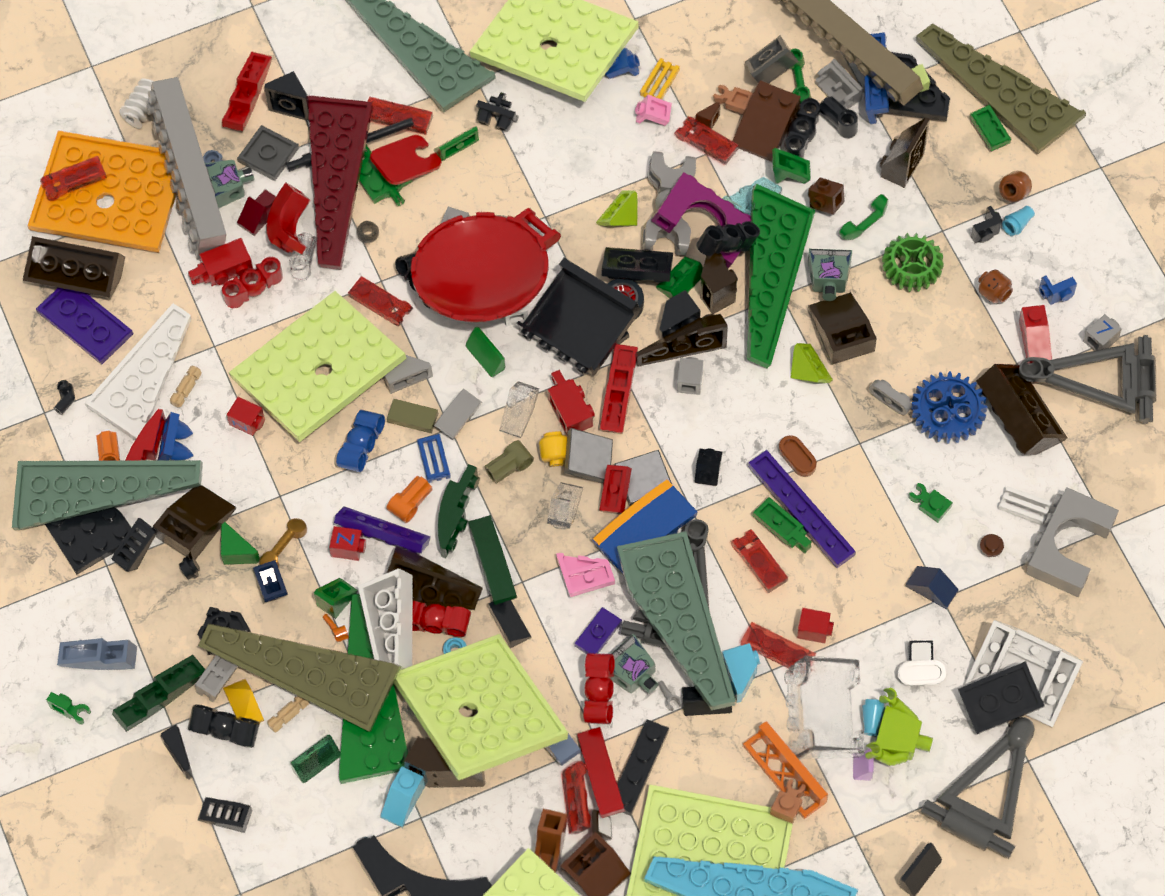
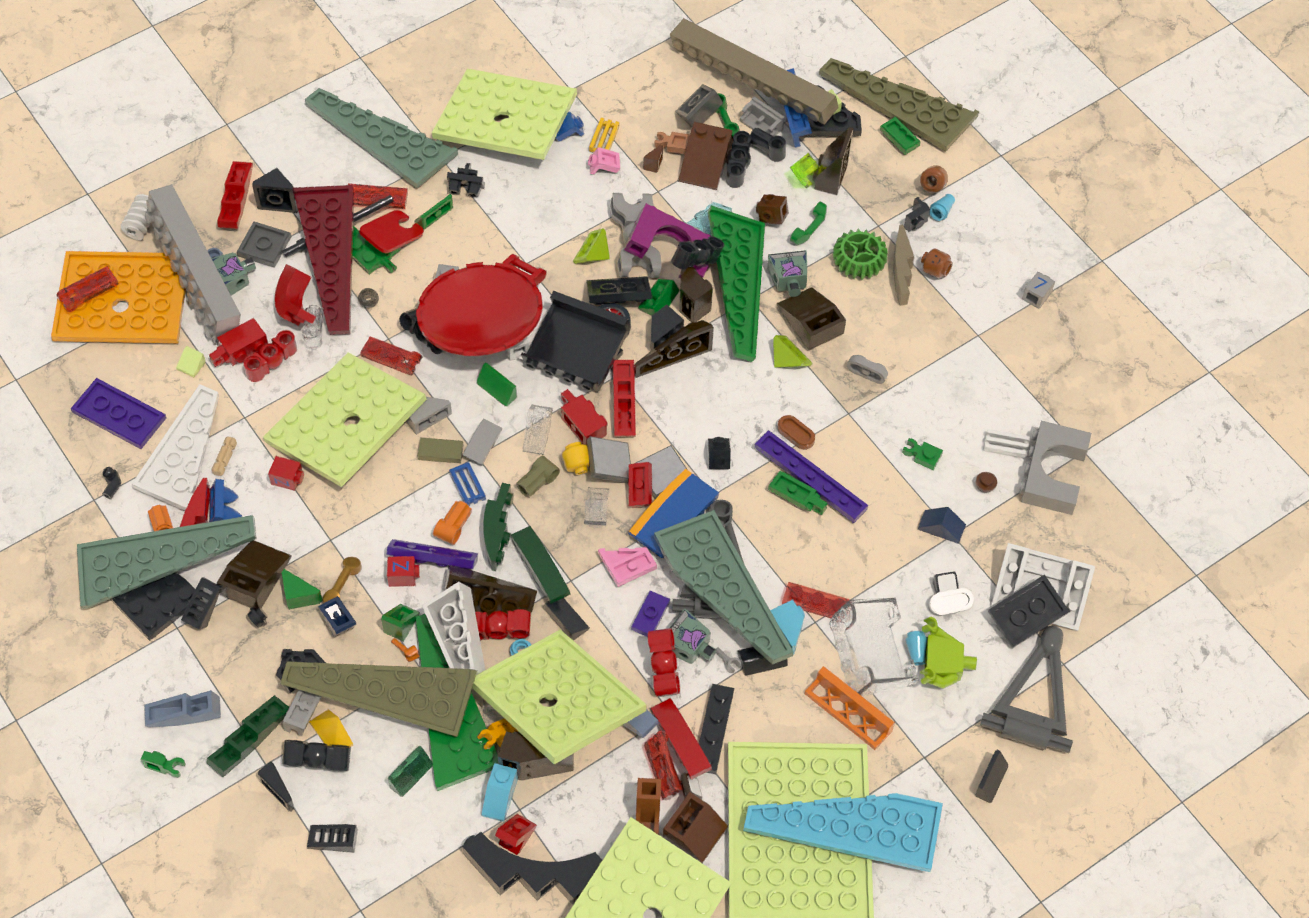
camera: 15 degrees left, 5 degrees down
(73, 267) = (100, 365): dark brown slope -> none
(168, 275) = (191, 361): none -> yellowish green slope
(256, 212) = (262, 296): dark red slope -> none
(287, 713) = (375, 733): tan axle -> none
(360, 440) = (397, 478): blue piece -> none
(409, 734) = (496, 732): none -> light orange plate
(410, 842) = (515, 833): none -> red slope
(690, 375) = (686, 377): light grey brick -> none
(707, 140) = (656, 179): clear red plate -> none
(760, 561) = (783, 527): clear red plate -> none
(789, 803) = (859, 736): nougat plate -> none
(790, 166) = (735, 189): green slope -> none
(815, 625) = (846, 575): red brick -> none
(863, 767) = (919, 693): lavender slope -> none
(871, 154) = (804, 168): none -> clear neon green panel
(943, 389) = (920, 370): blue gear -> none
(958, 278) = (902, 264): none -> dark tan slope
(1020, 409) = (983, 362): dark brown slope -> none
(1035, 332) = (983, 304): slope -> none
(1061, 291) = (991, 260): blue bracket -> none
(1137, 376) = (1076, 317): dark grey piece -> none

